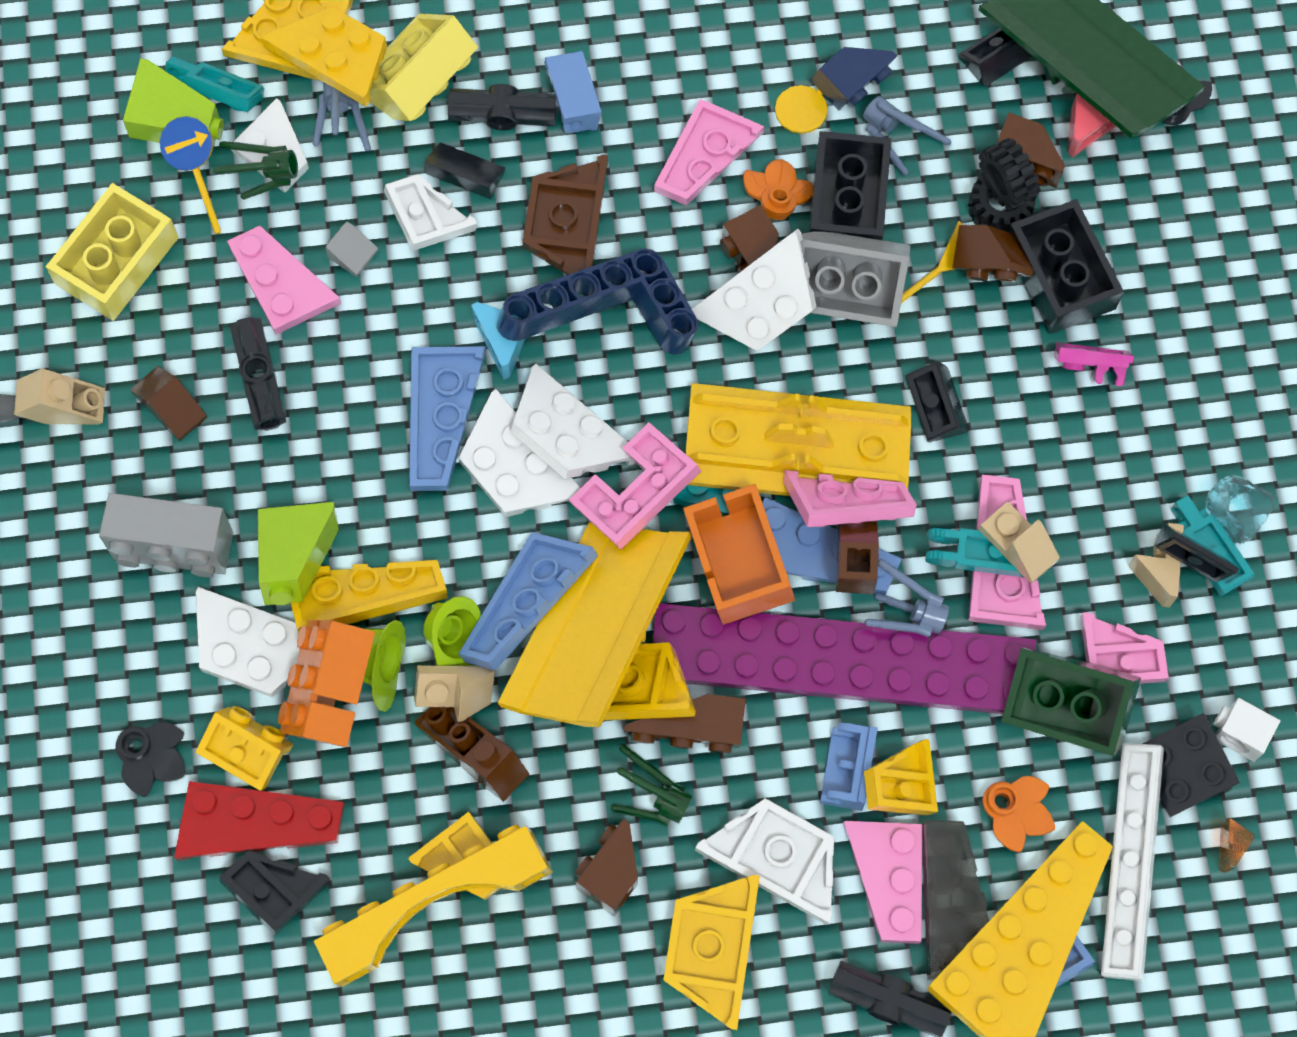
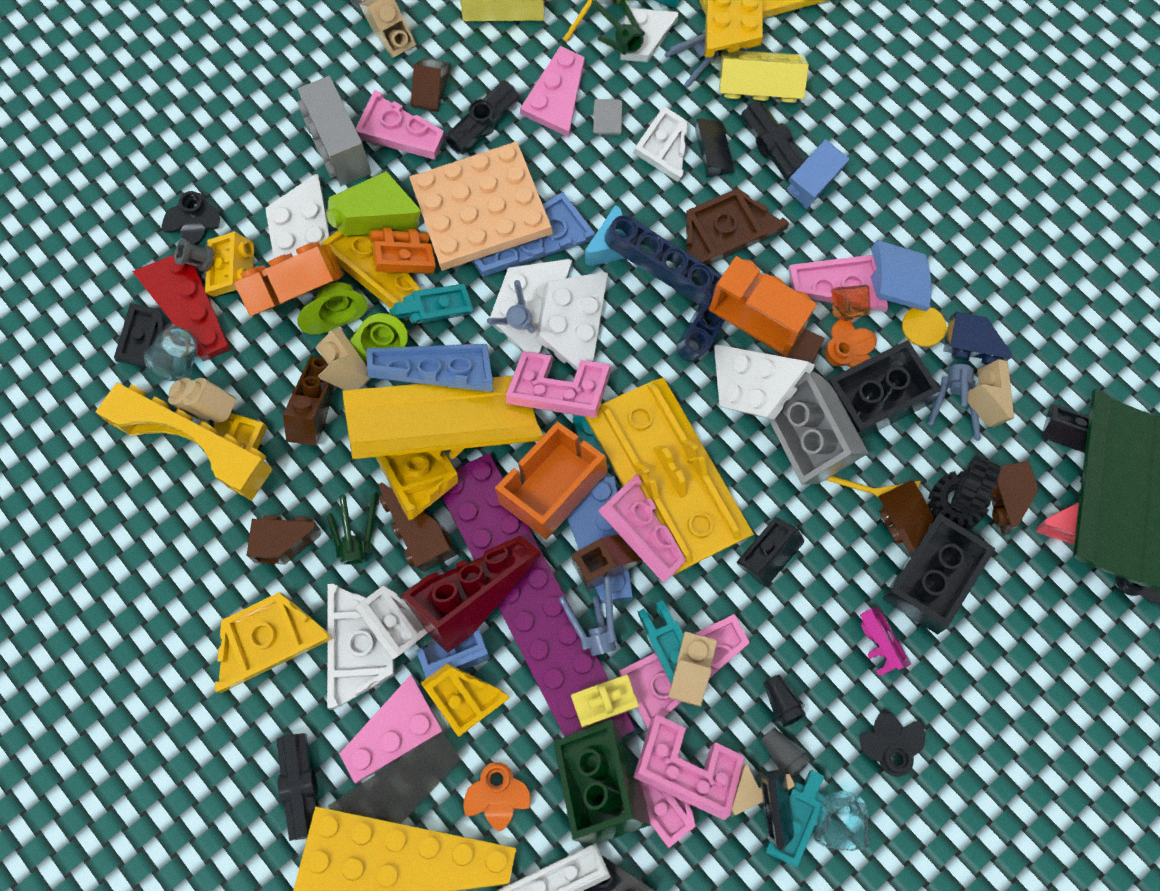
camera: 60 degrees right, 0 degrees up
(205, 469) = (393, 127): none -> bright pink wing
(206, 778) = (193, 255): none -> dark grey bush
(317, 863) = (172, 354): none -> clear light blue hair
(365, 440) = (480, 205): none -> light nougat plate
(373, 555) = (402, 251): none -> orange plate
(402, 858) = (201, 399): none -> tan brick
(454, 555) = (434, 304): none -> teal hinge
(533, 476) = (517, 315): none -> sand blue plant
(699, 235) = (761, 305): none -> orange piece
(736, 157) = (850, 302): none -> clear orange slope
(742, 91) = (901, 276): none -> medium blue slope
(784, 799) = (391, 621): none -> white wing
(802, 716) = (461, 599): none -> dark red wedge
(921, 97) = (993, 396): none -> tan slope
(998, 644) = (604, 701): none -> light yellow hips
(1093, 486) = (784, 702): none -> black cone
(1135, 606) = (706, 789): none -> bright pink plate
(1142, 517) = (785, 752): none -> dark grey cone
(1187, 414) = (890, 739): none -> black plate

